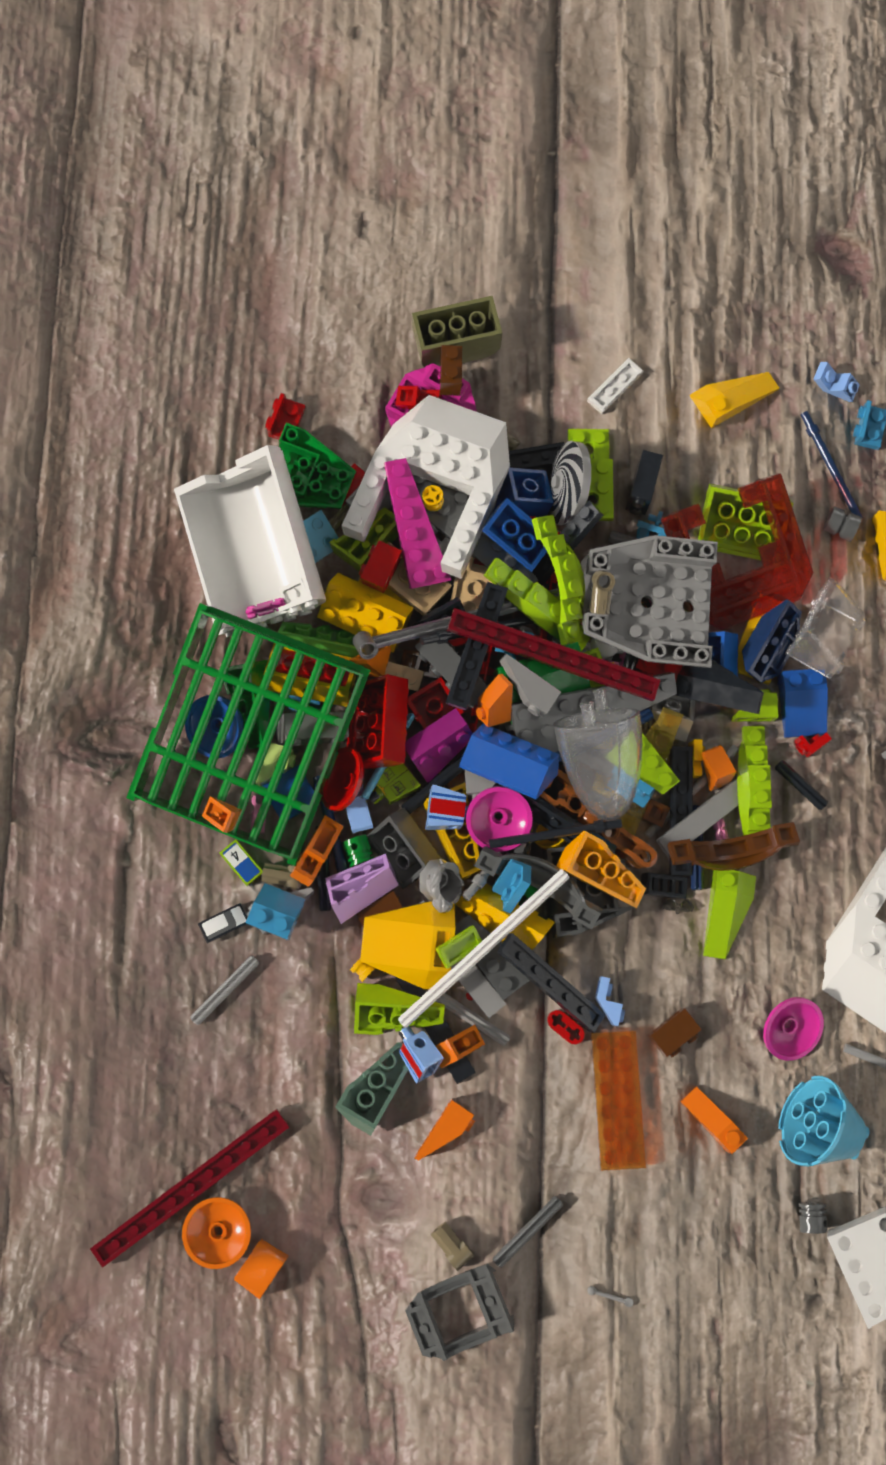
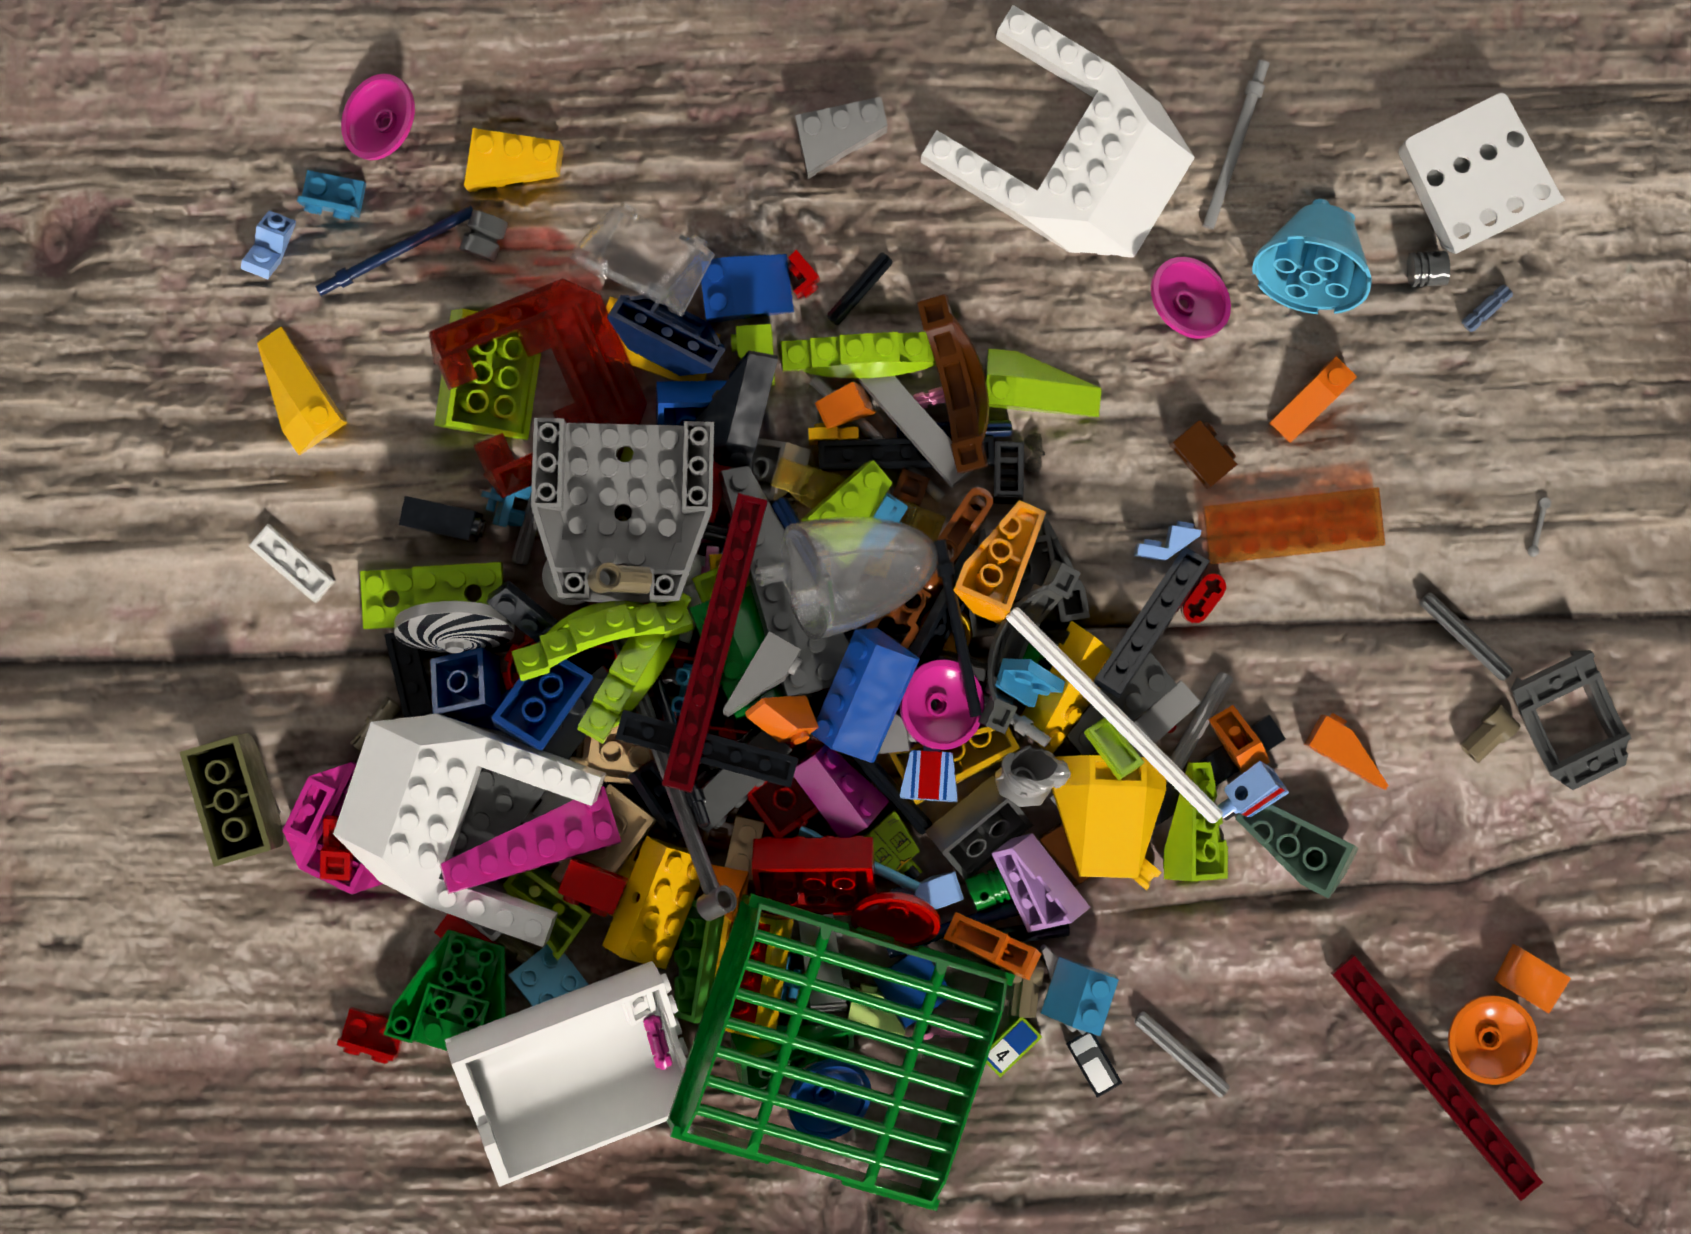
camera: 85 degrees left, 10 degrees up
(221, 814) = (957, 1080): orange slope -> none
(434, 493) = (486, 824): yellow wheel -> none
(450, 370) = (296, 805): reddish brown brick -> none
(781, 1264) = (1487, 308): none -> sand blue axle

